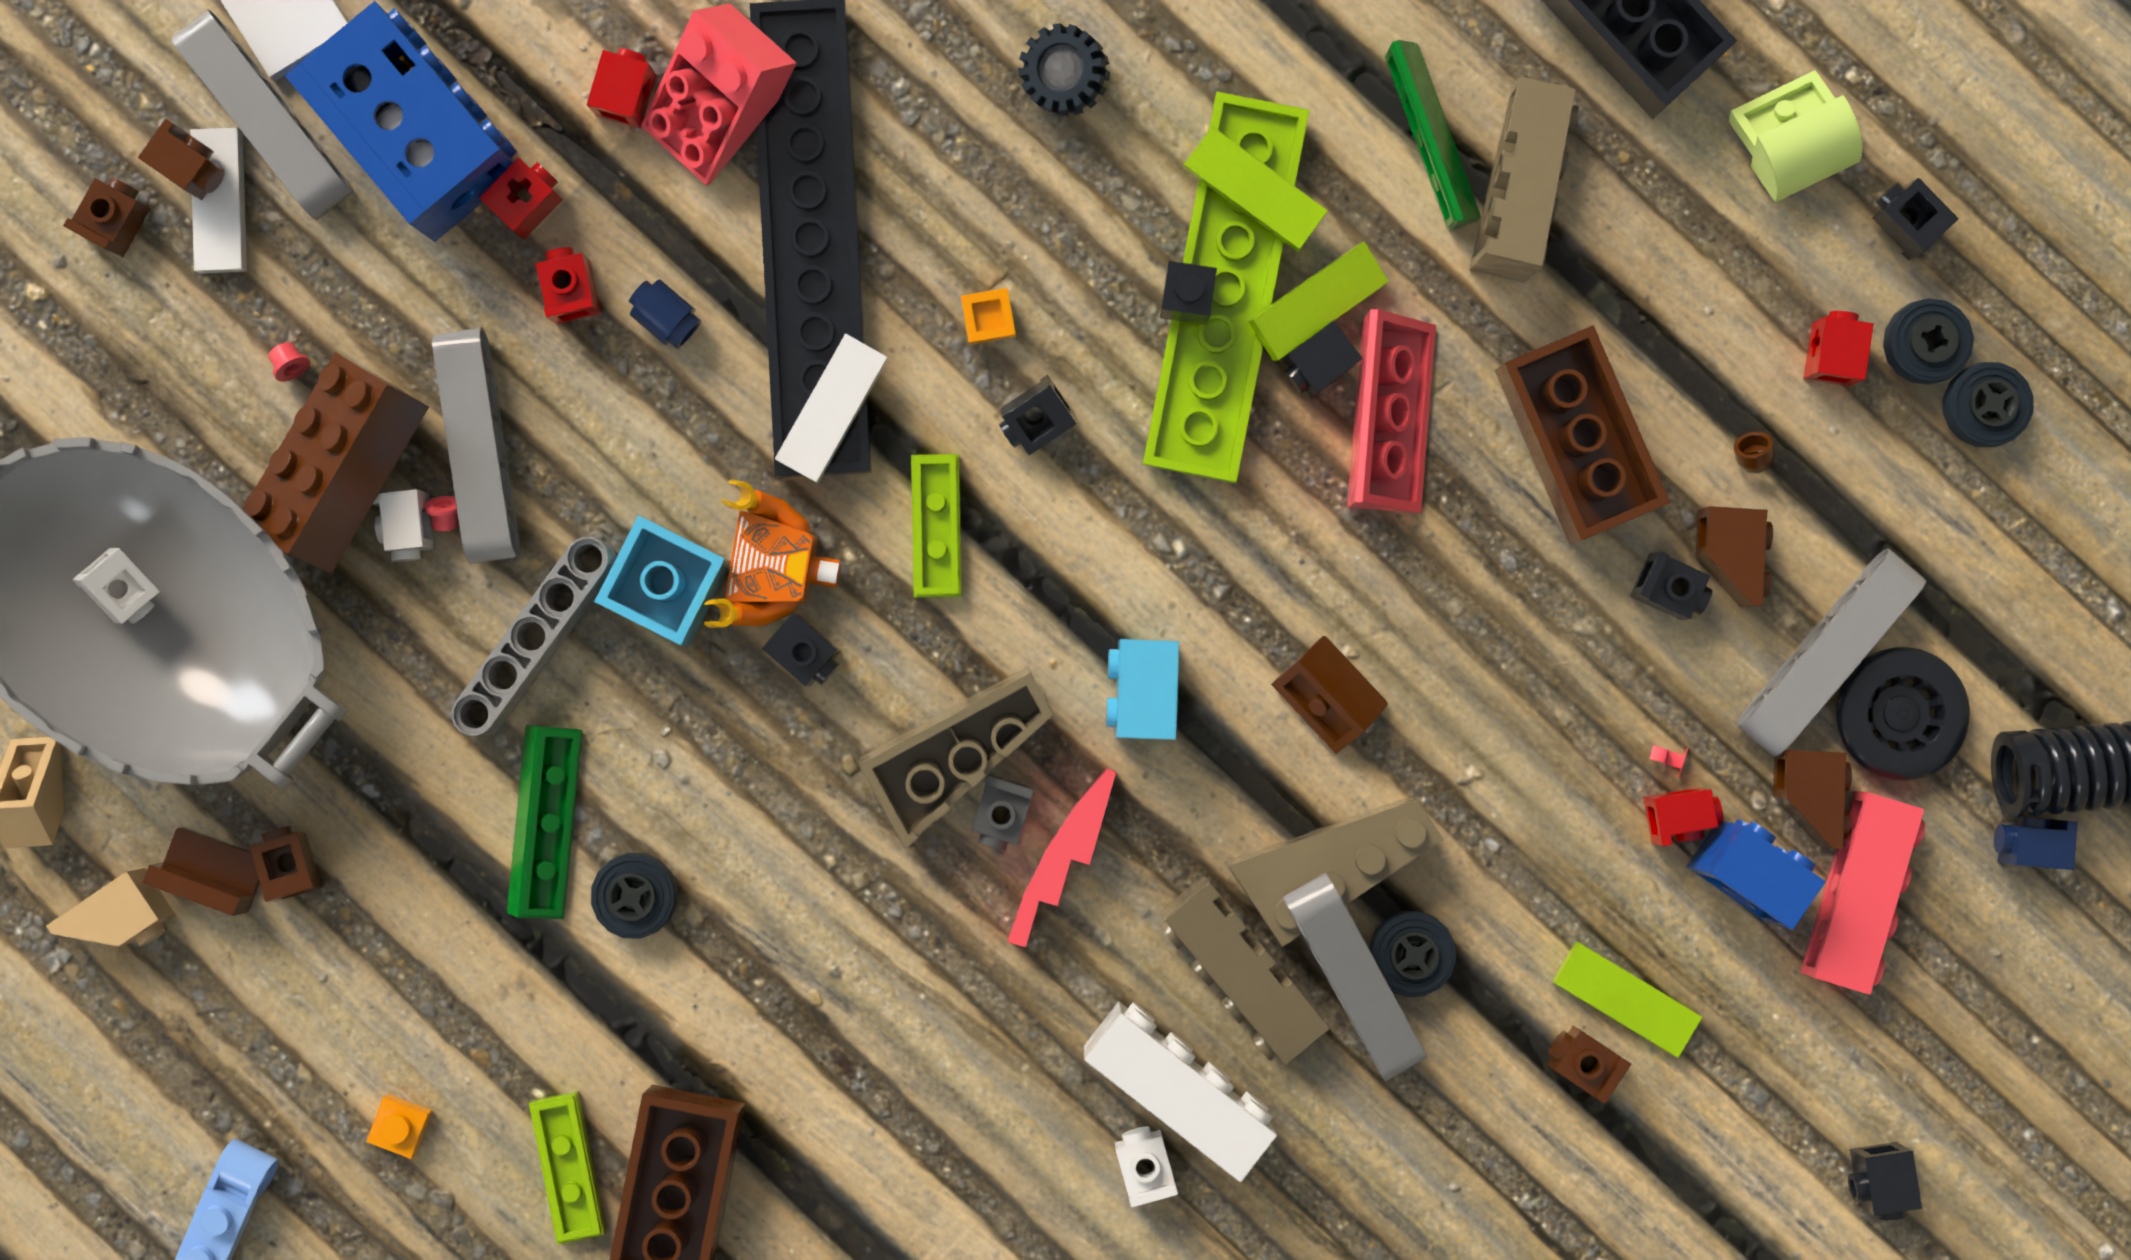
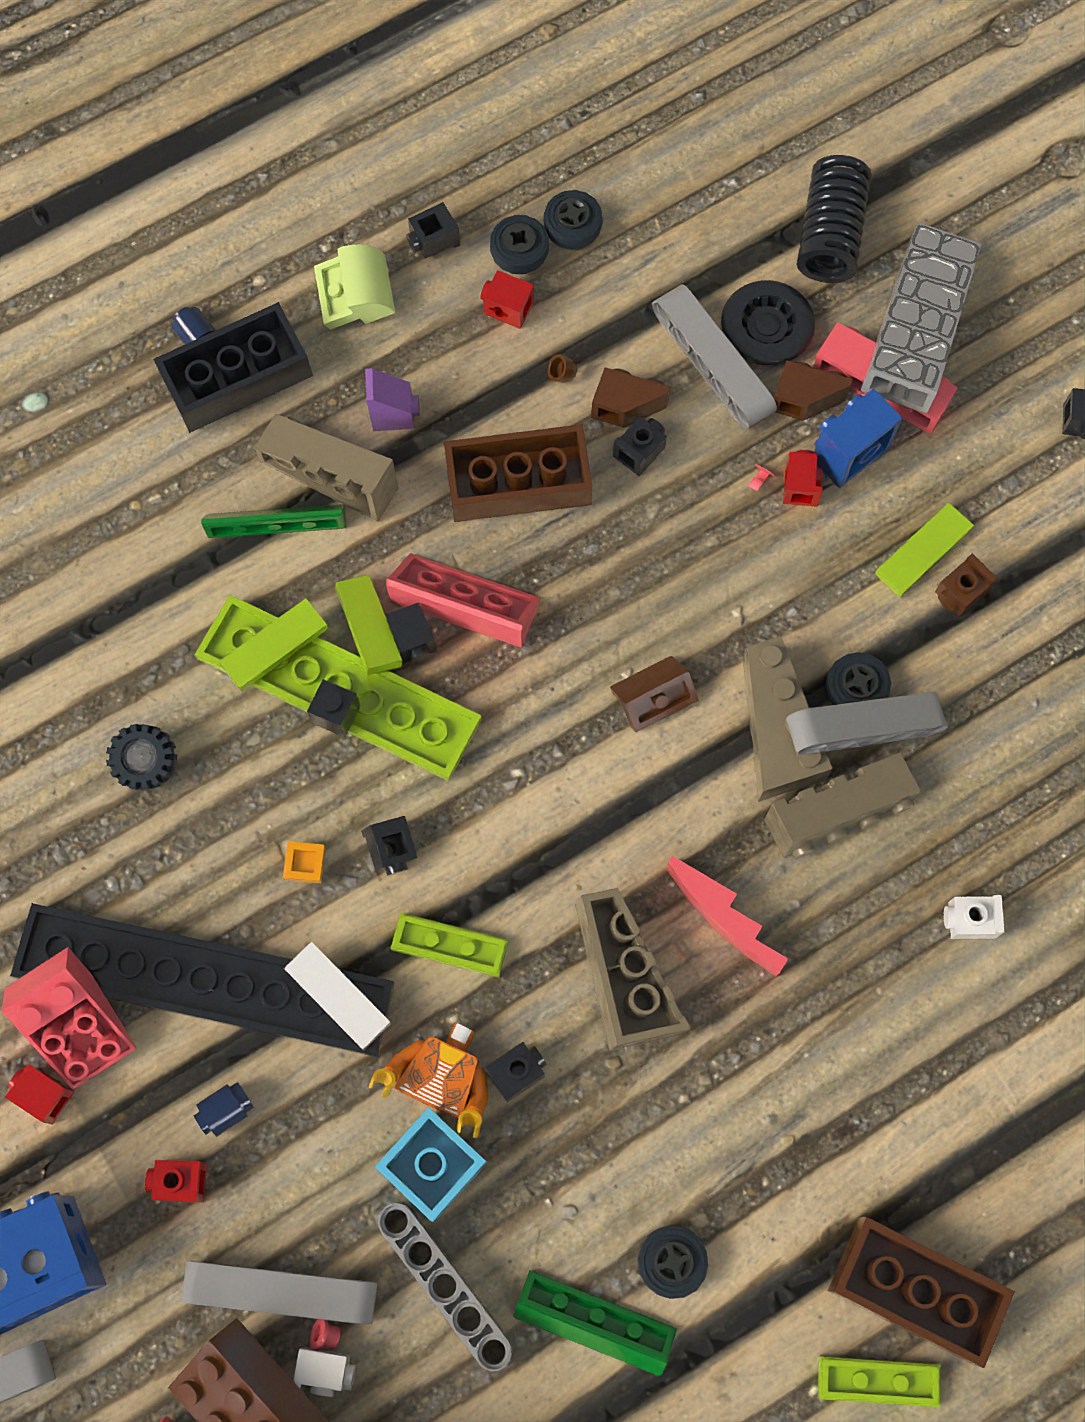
camera: 75 degrees left, 15 degrees down
(507, 205) = (110, 1204): red brick -> none
(1002, 793) = (666, 956): dark grey brick -> none
(1145, 689) = (615, 818): medium azure brick -> none
(1180, 1091) = (926, 869): white brick -> none
(1637, 236) = (390, 401): none -> medium lavender slope
(1962, 923) = (921, 318): none -> light grey brick
(2037, 843) = (877, 262): dark blue brick -> none

